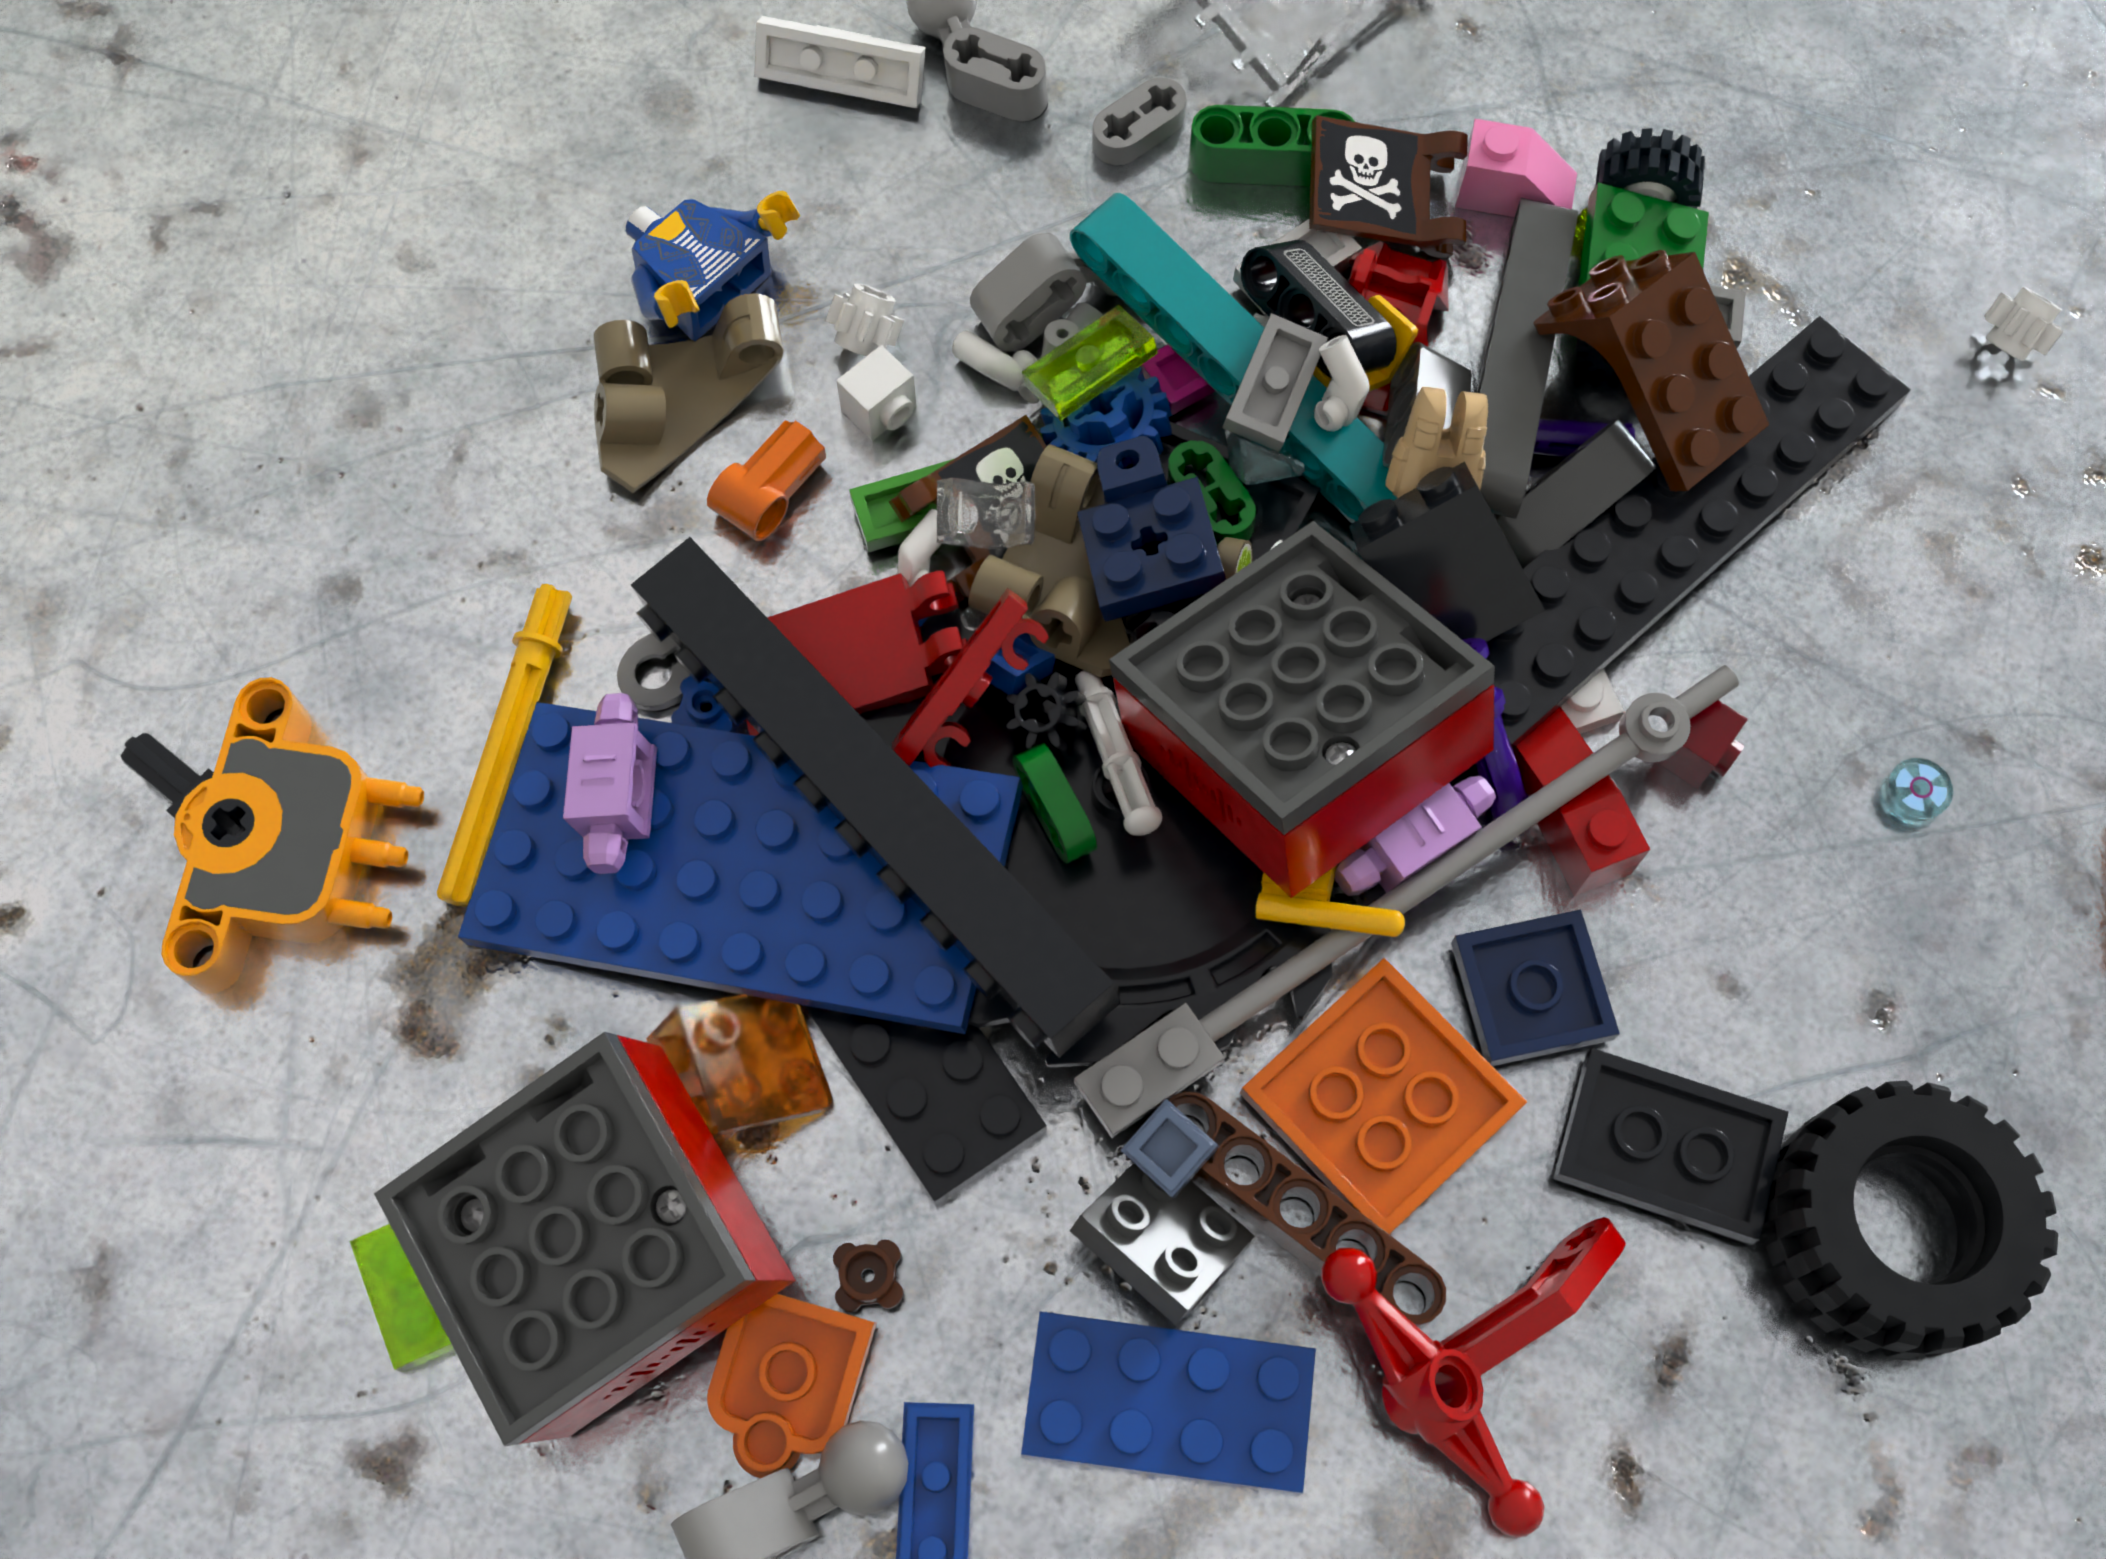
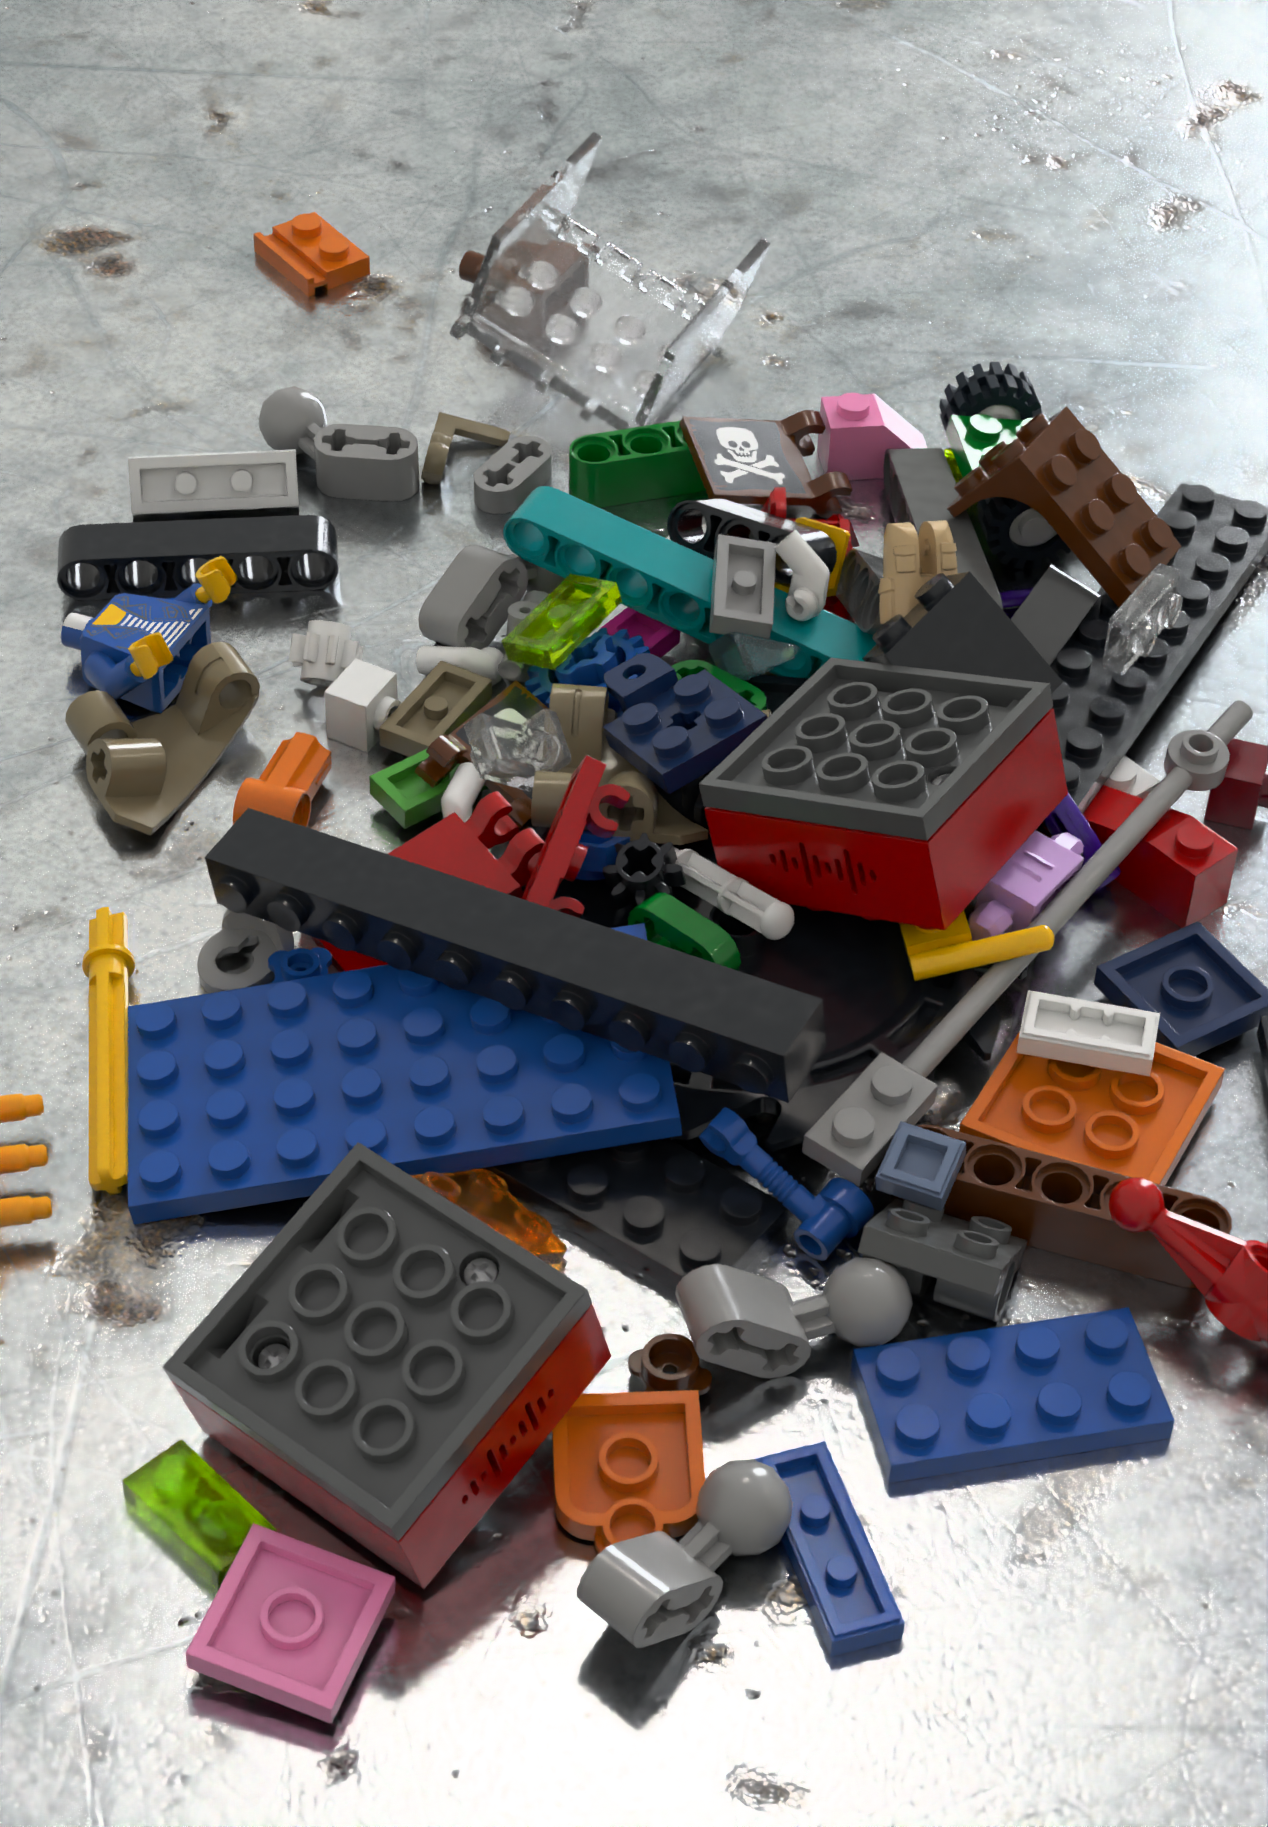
camera: 20 degrees left, 25 degrees down
(429, 1450) = (291, 1623): none -> bright pink plate
(610, 783) = (247, 1020): lavender piece -> none
(792, 156) = (165, 555): none -> black beam
(946, 418) = (435, 708): none -> dark tan plate
(971, 1264) = (764, 1333): none -> light grey beam
(1073, 1150) = (826, 1220): none -> blue brick
(1080, 63) = (442, 438): none -> dark tan piece
(1403, 1030) = (1088, 1033): none -> white plate
(1664, 536) = (1141, 618): none -> clear plate

